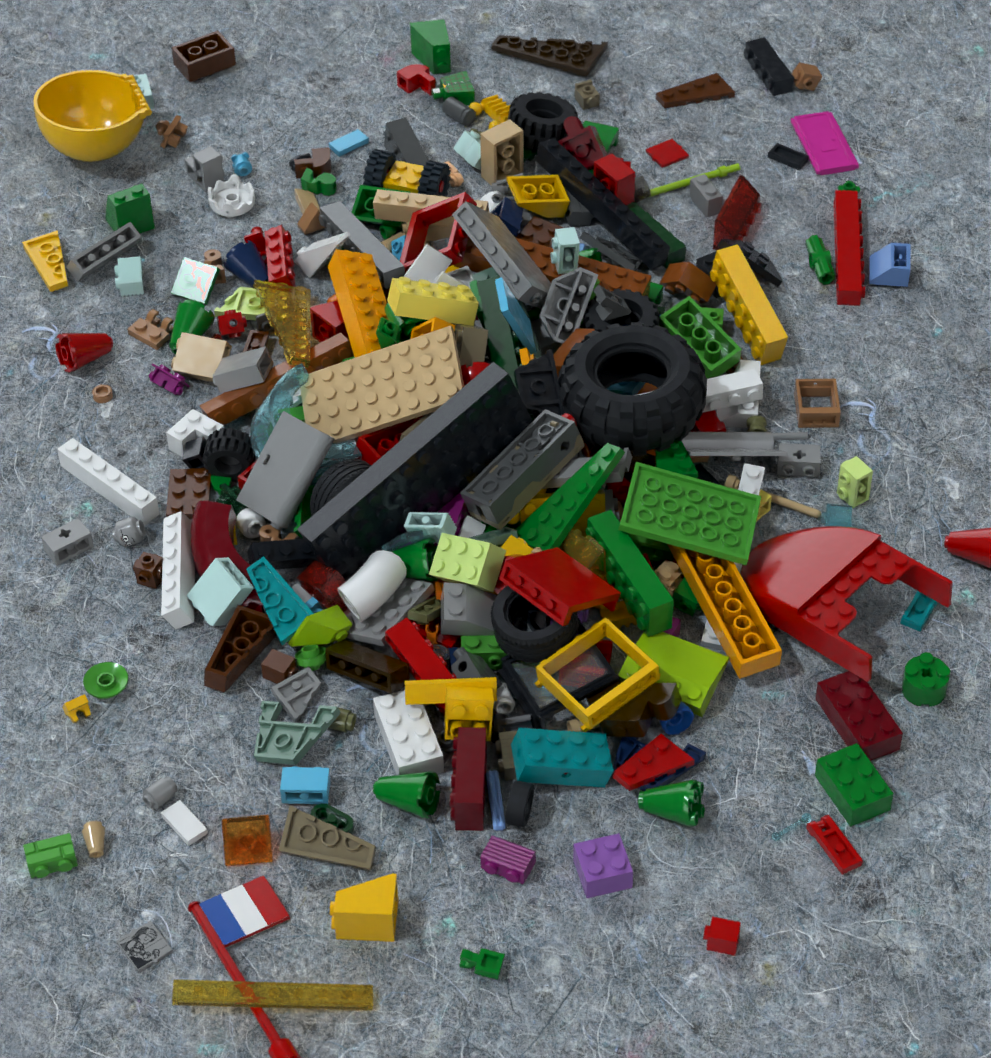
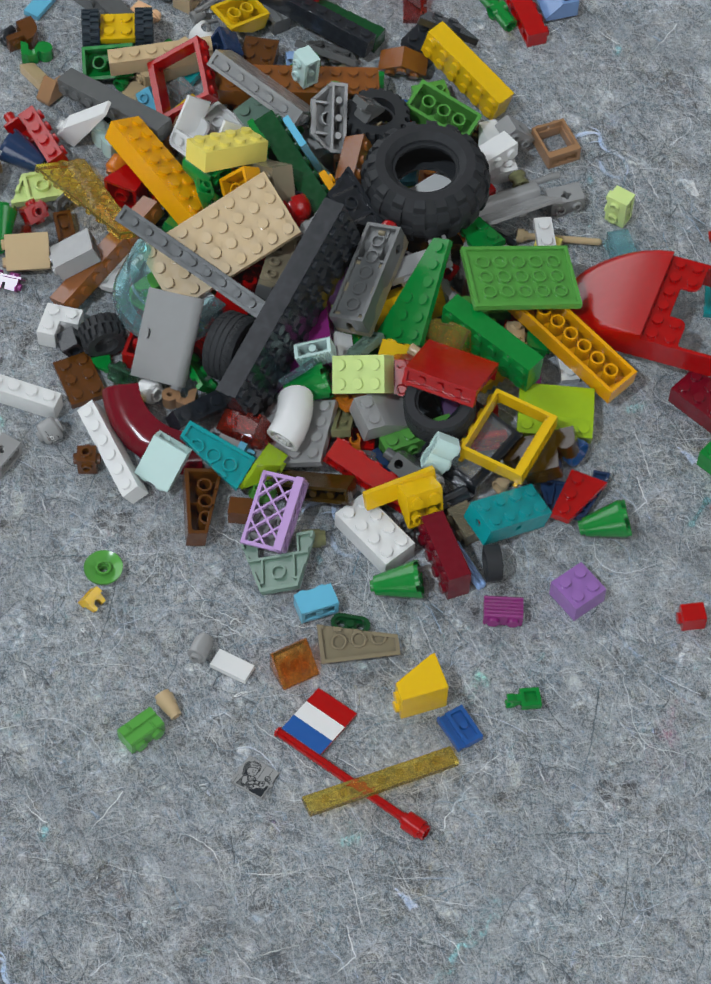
camera: 25 degrees left, 10 degrees up
(319, 684) = (290, 516): none -> lavender fence
(336, 393) = (190, 261): none -> dark grey plate
(393, 969) = (460, 728): none -> blue plate
(512, 667) = (440, 452): none -> light aqua brick
(775, 378) = (516, 130): none -> light grey brick

